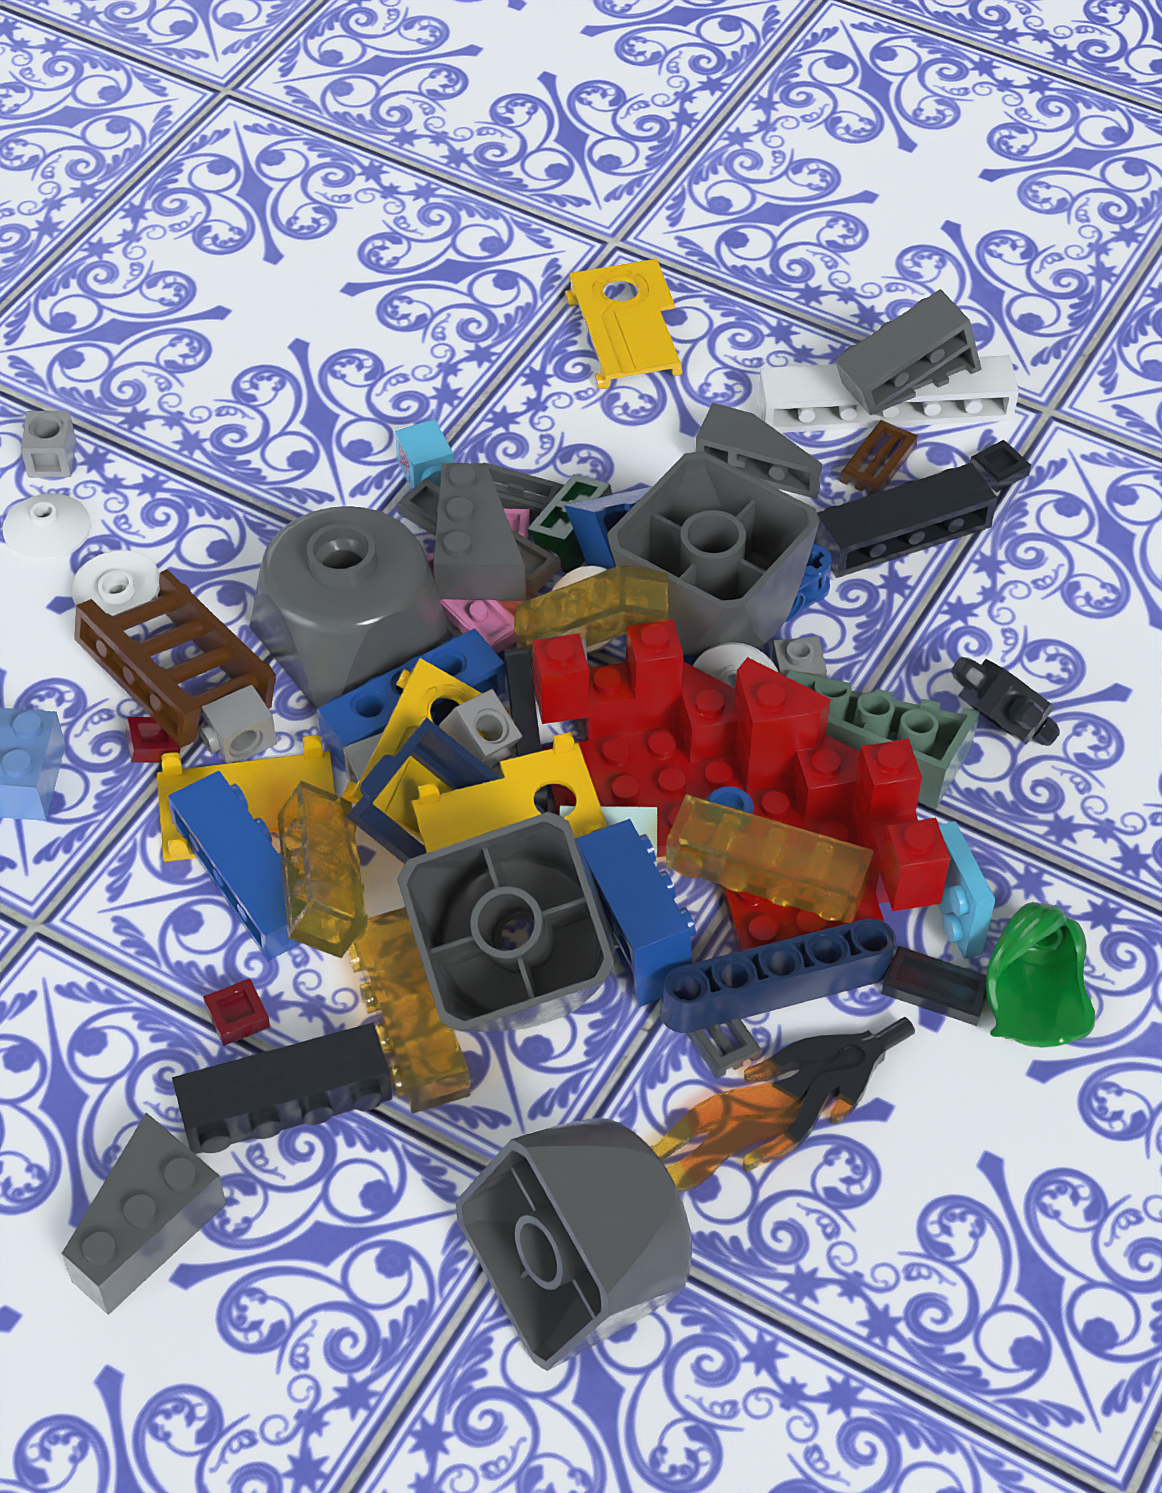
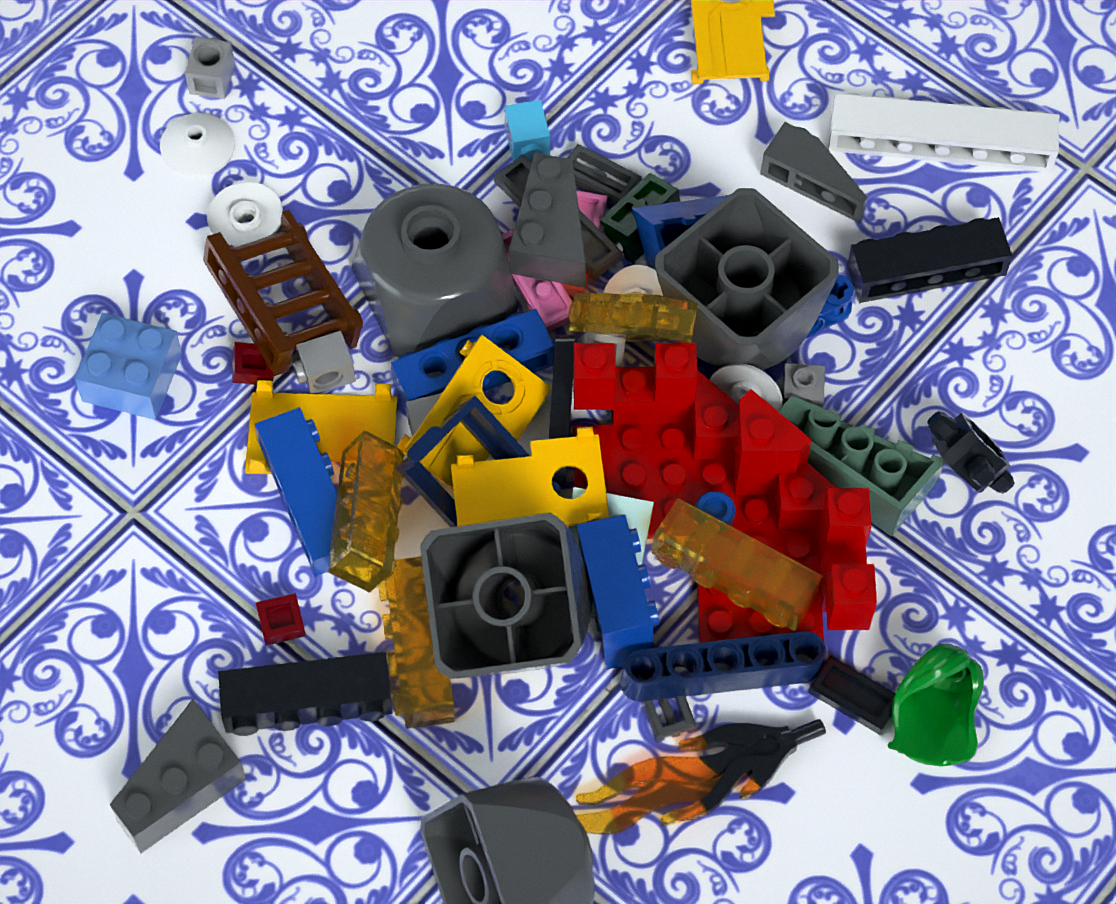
camera: 10 degrees right, 10 degrees up
(491, 718) = (528, 393): light grey brick -> none
(866, 478) = (905, 212): reddish brown tile -> none
(909, 353) = (964, 106): dark grey wedge -> none
(966, 896) = (889, 621): medium azure plate -> none
(1001, 465) = (1028, 217): black tile -> none

